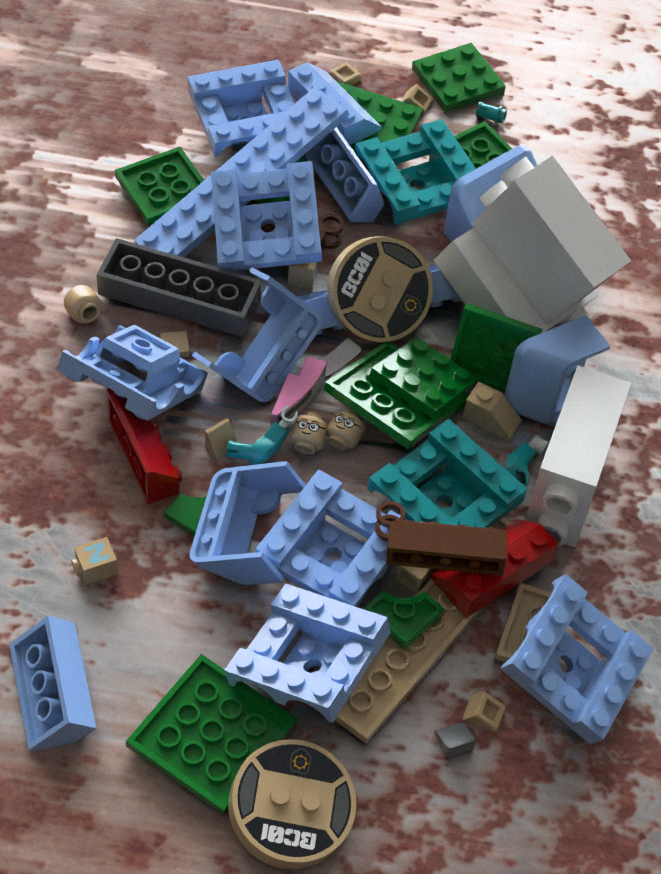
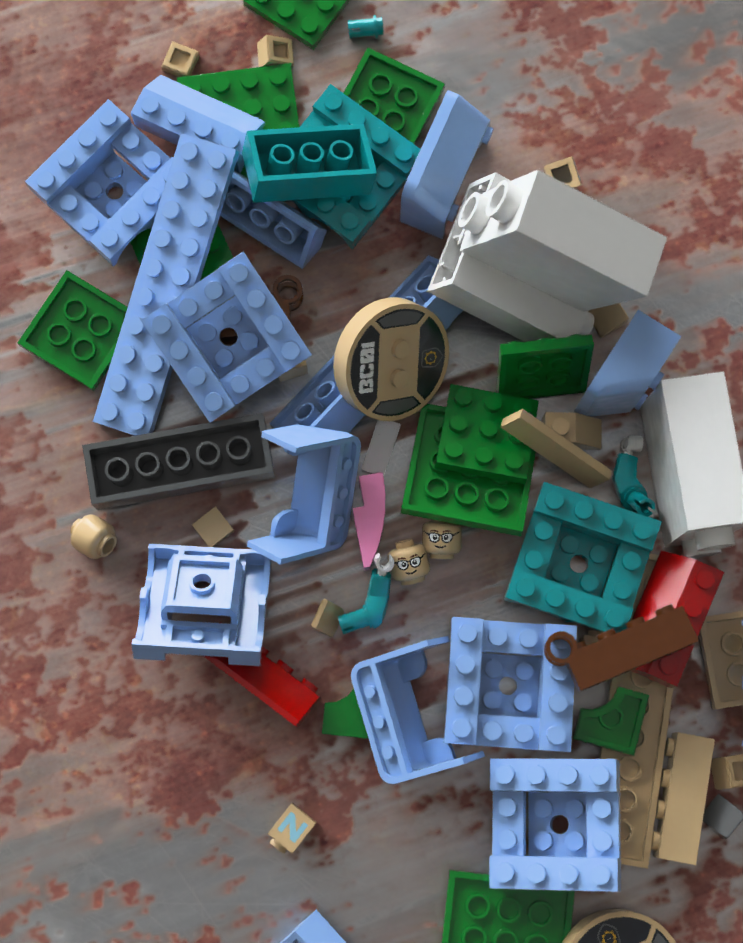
camera: 25 degrees left, 25 degrees up
(395, 143) = (308, 162): none -> teal brick
(429, 704) = (682, 798): none -> tan brick
(471, 404) = (556, 448): none -> tan tile

